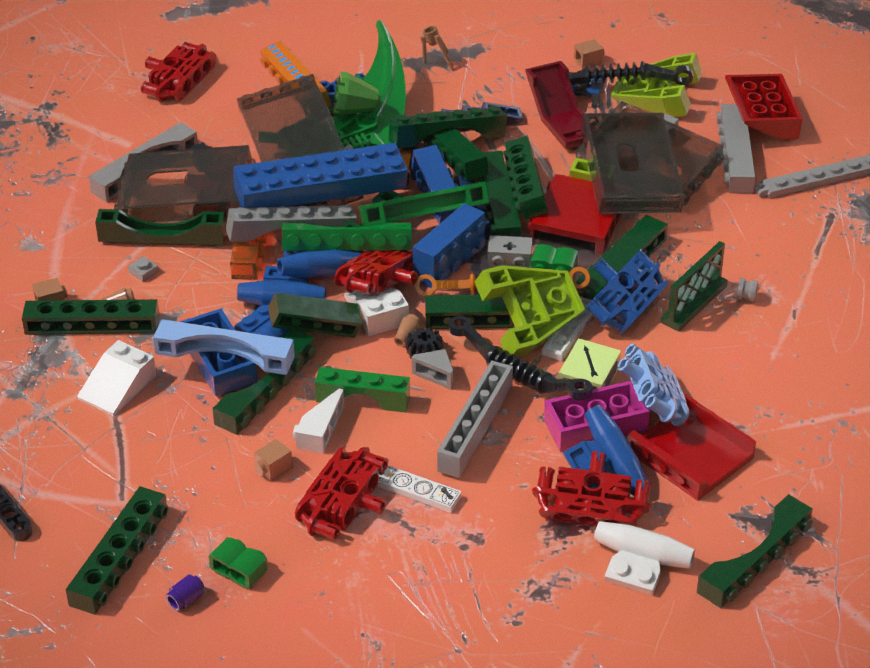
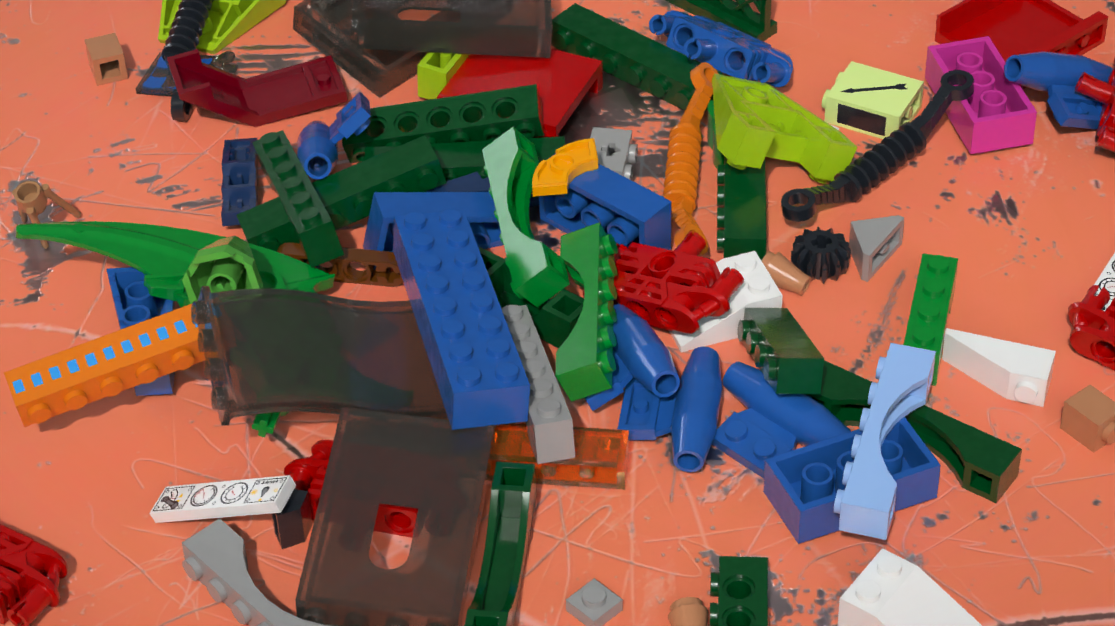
camera: 85 degrees left, 0 degrees up
(210, 131) = (223, 499): none -> white tile
(453, 207) = (558, 171): none -> light orange tile
(474, 419) = (994, 202): light grey brick -> none
(491, 129) = (318, 142): none -> blue plate
(554, 258) = (640, 114): green brick -> none
(655, 385) = (932, 29): light blue piece -> none

